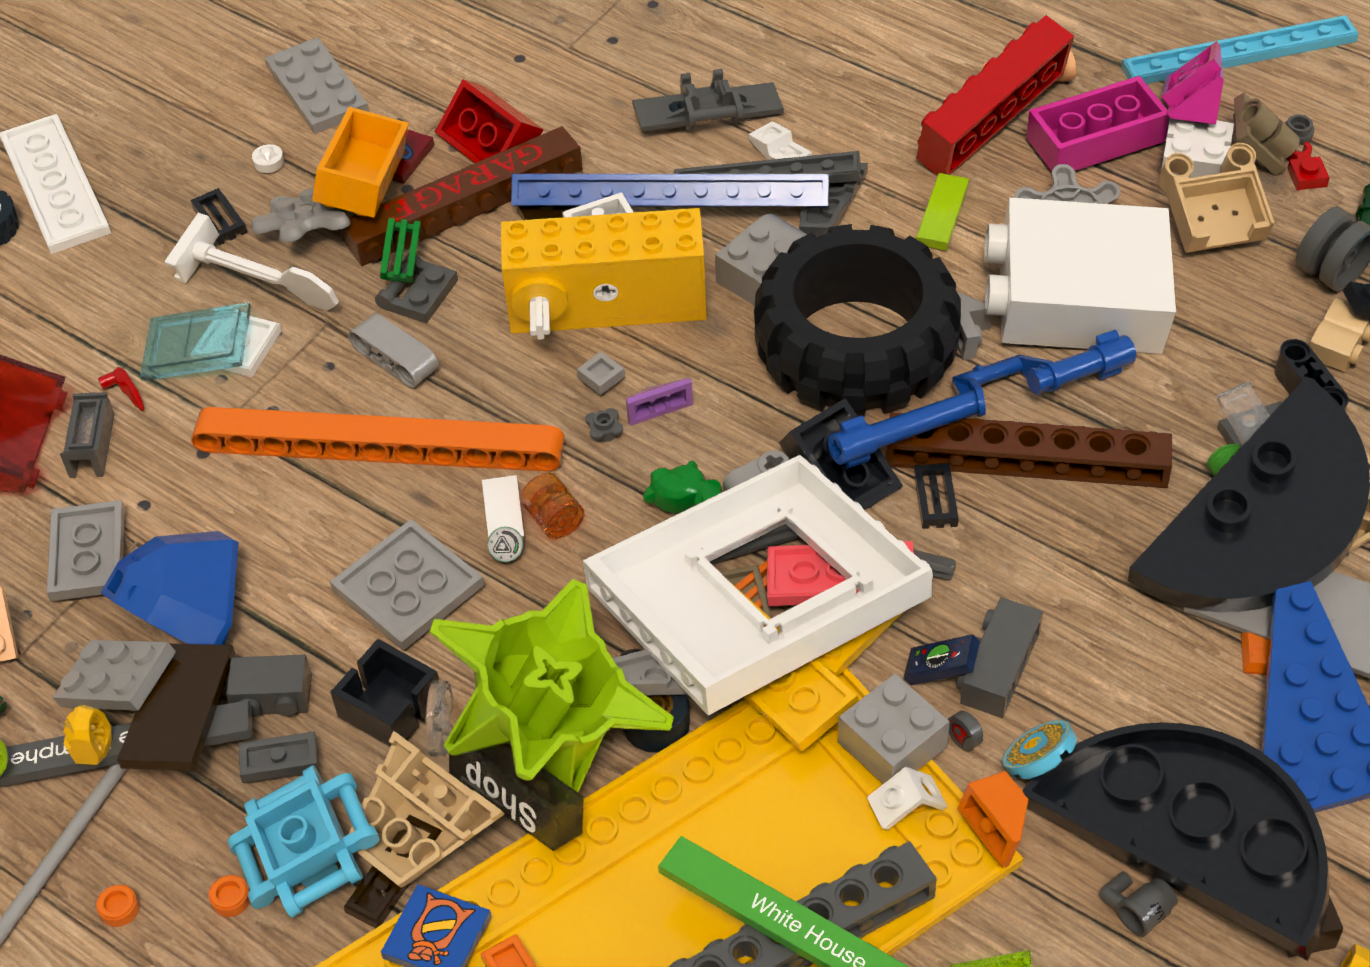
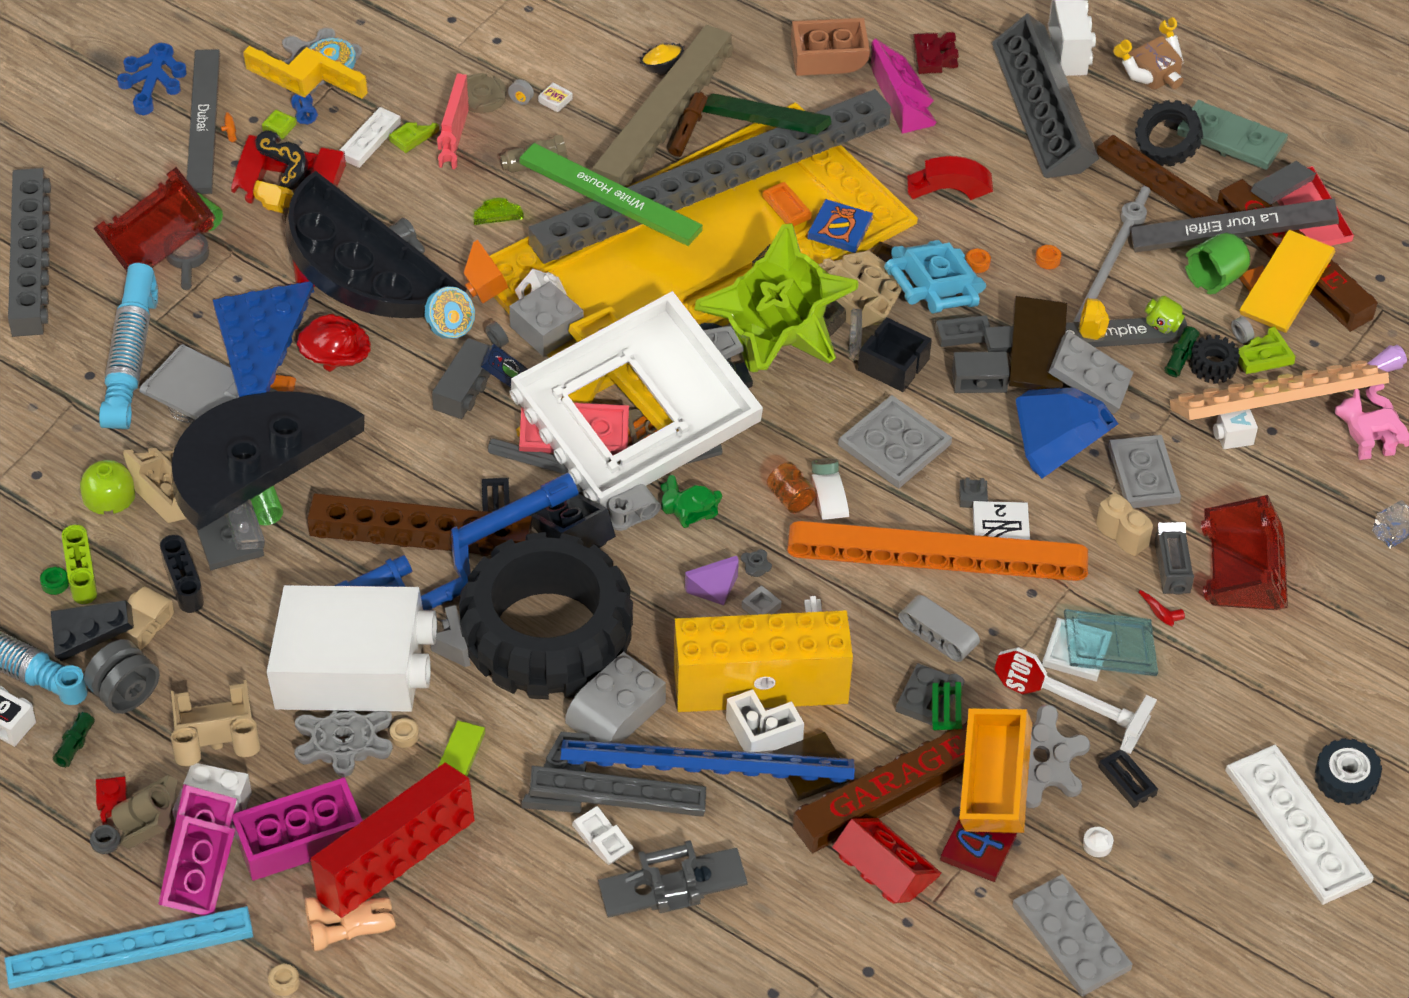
camera: 175 degrees right, 0 degrees up
(136, 471) = (1127, 526): none -> tan brick
(290, 482) = (1001, 519): none -> white tile
(317, 523) = (972, 491): none -> dark grey tile
(1083, 30) = (283, 979): none -> tan tile
(1201, 694) = (334, 342): none -> red piece

